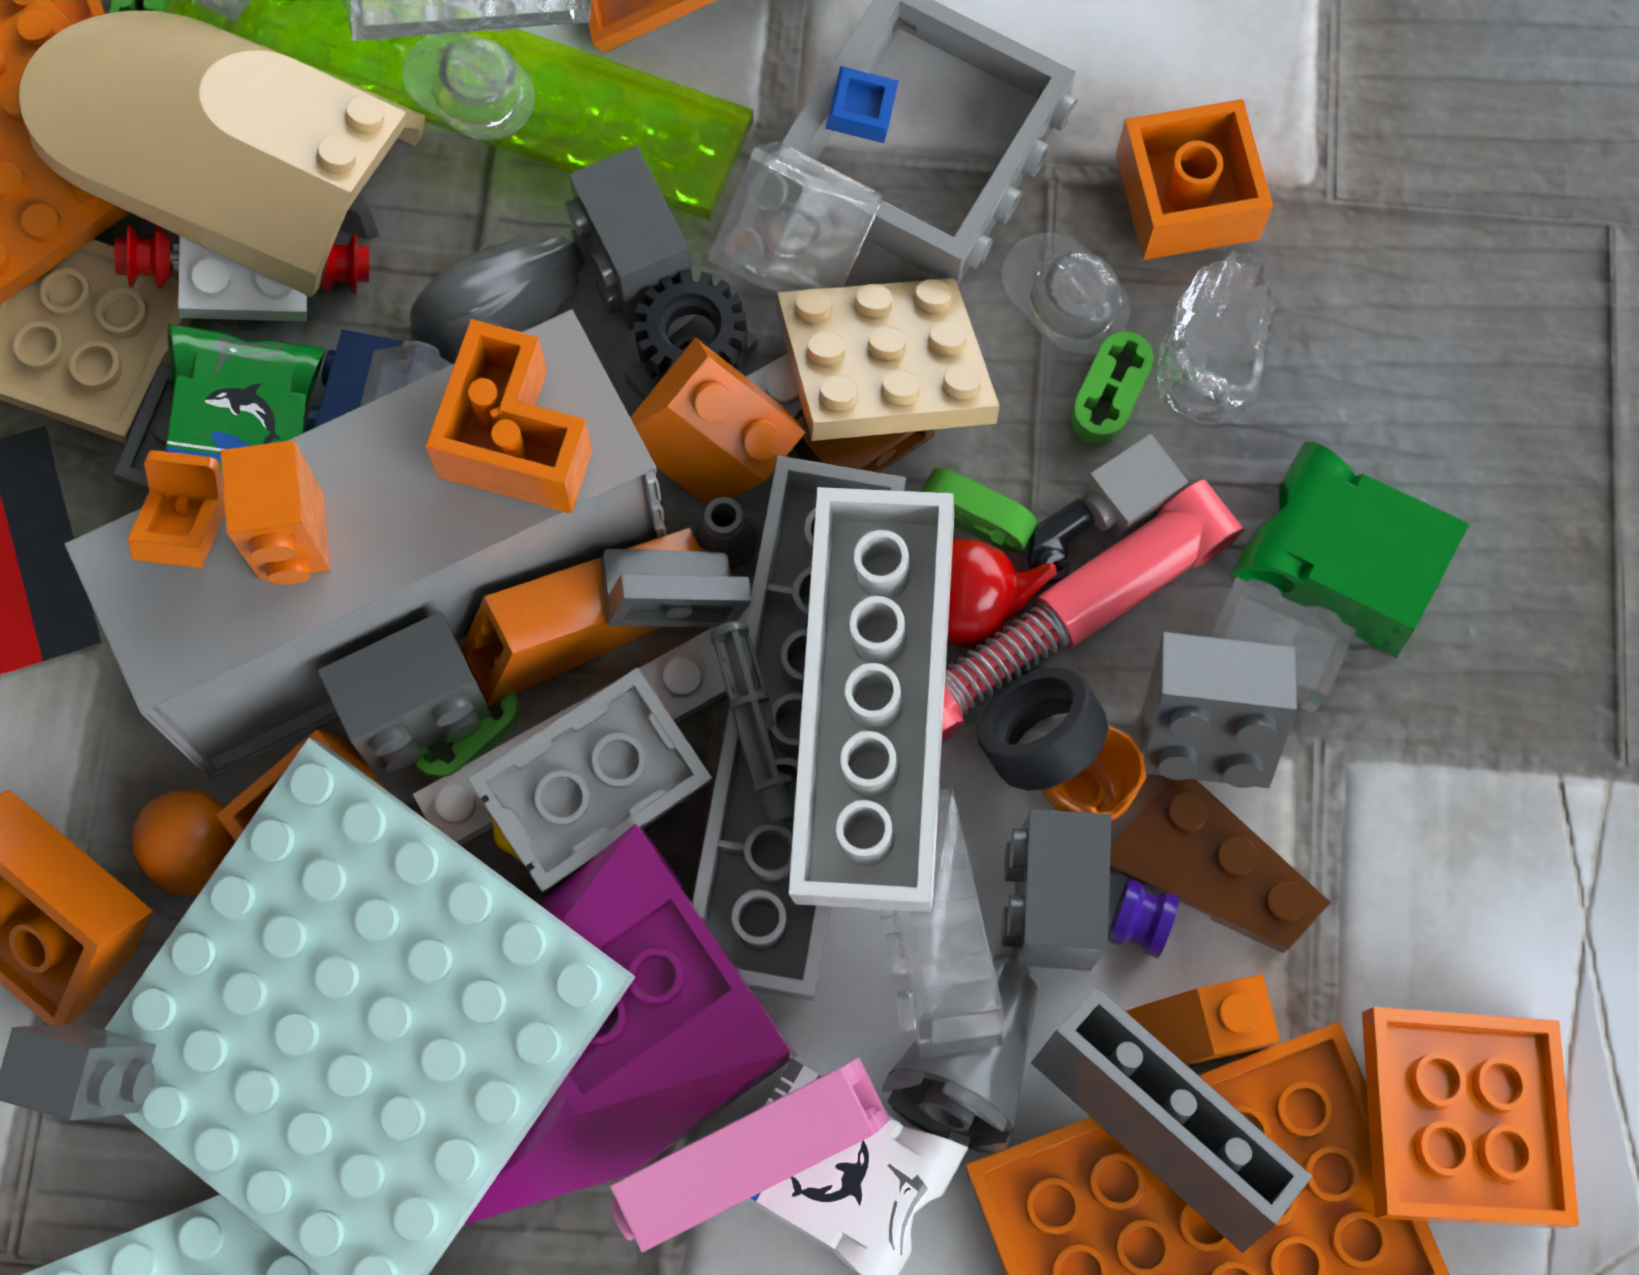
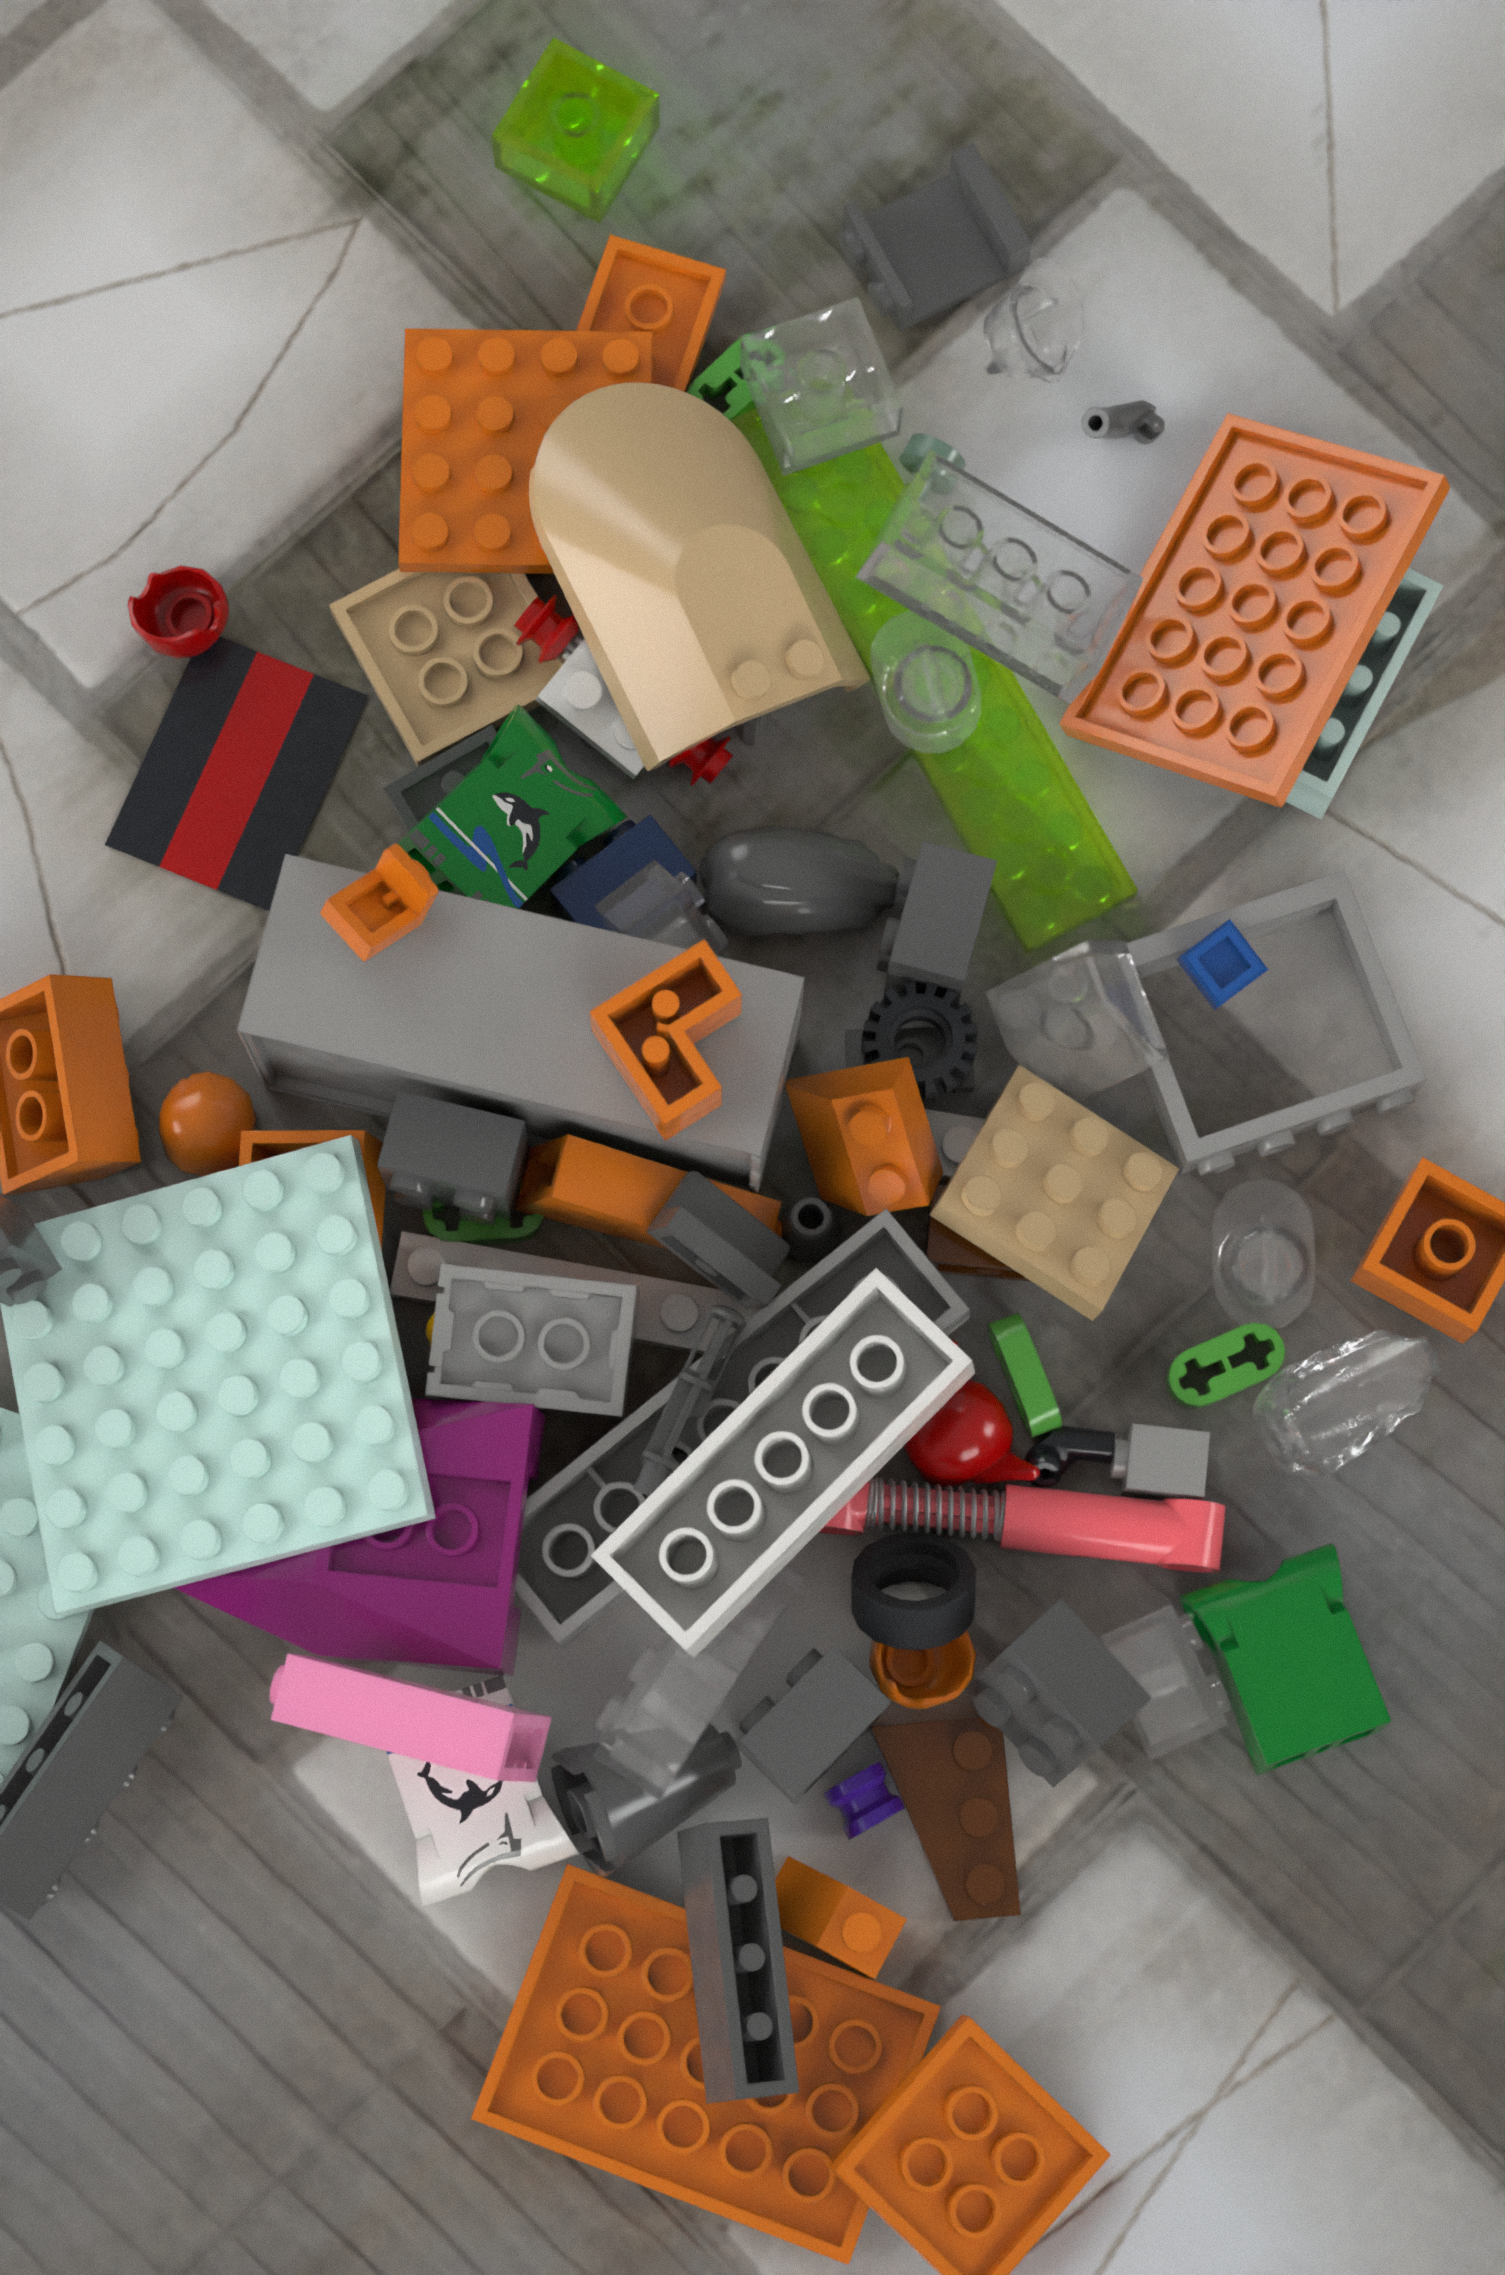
camera: 40 degrees right, 5 degrees up
(275, 512) = (445, 969): orange brick -> none

